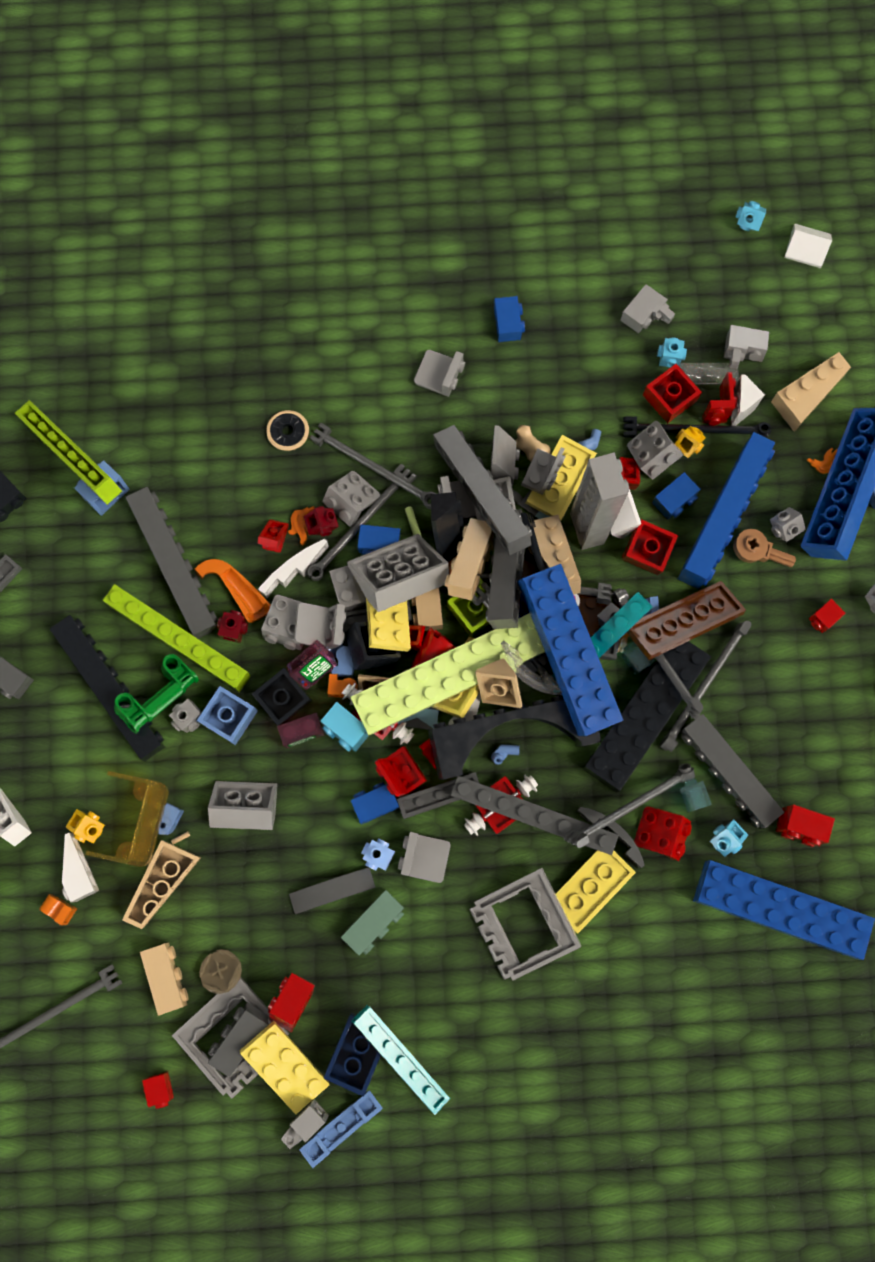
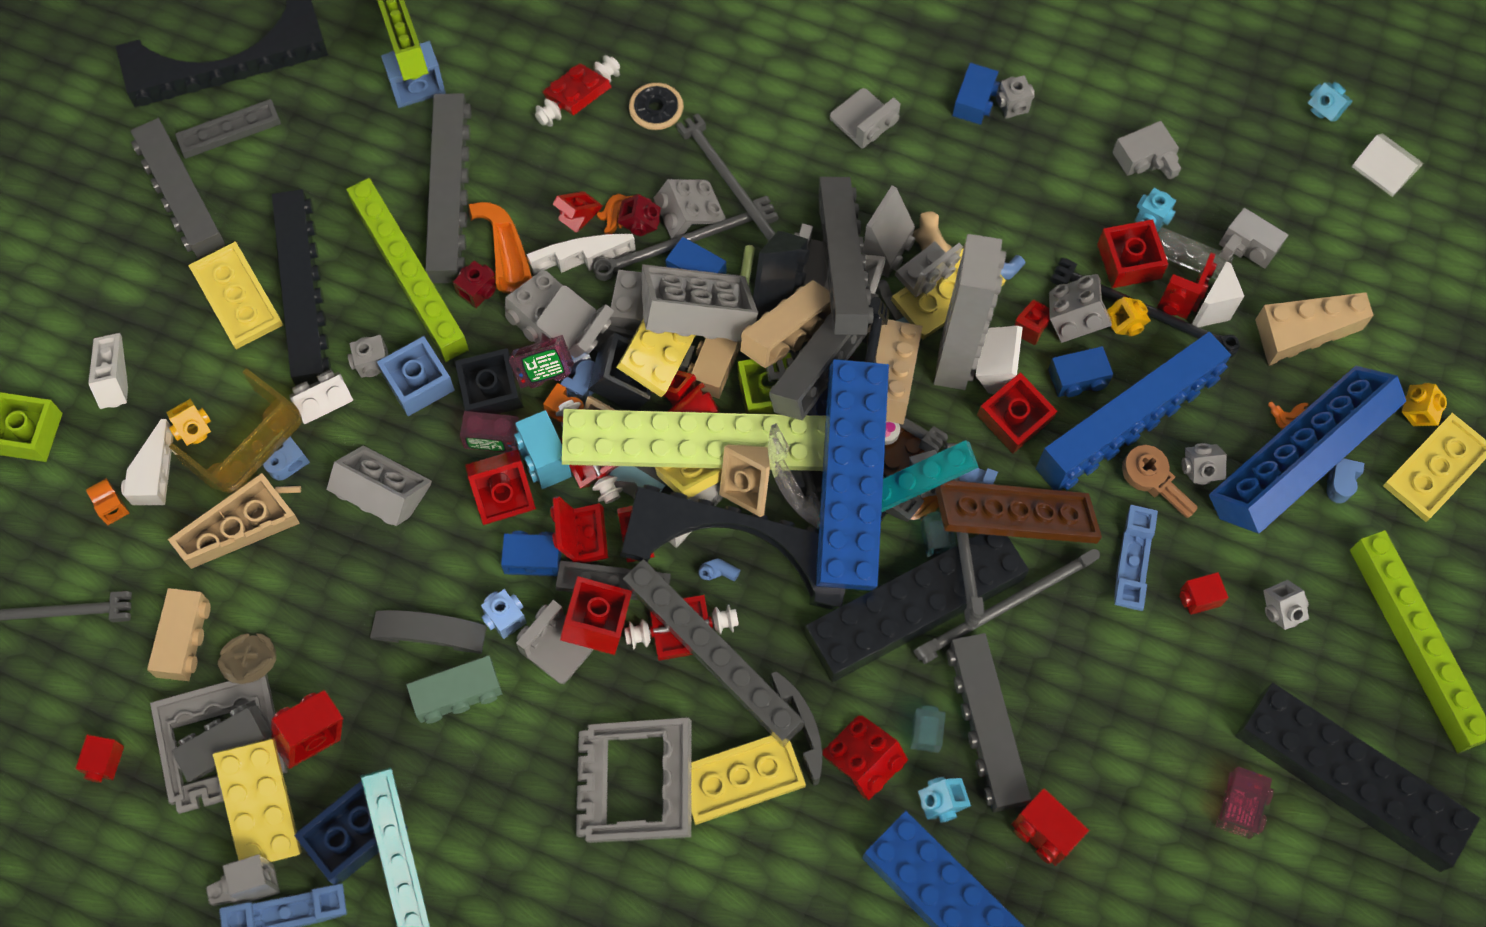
camera: 25 degrees right, 10 degrees down
(63, 715) = (235, 295): none -> light yellow plate
(167, 762) = (320, 396): none -> bracket
(180, 679) = (385, 313): green piece -> none
(225, 444) = (576, 89): none -> red plate
(327, 765) = (500, 487): none -> red slope
(442, 827) = (596, 615): none -> red brick
(536, 309) = (1015, 96): none -> light grey brick
(580, 838) = (748, 694): dark grey hinge -> none
(771, 614) = (1134, 558): none -> medium blue slope

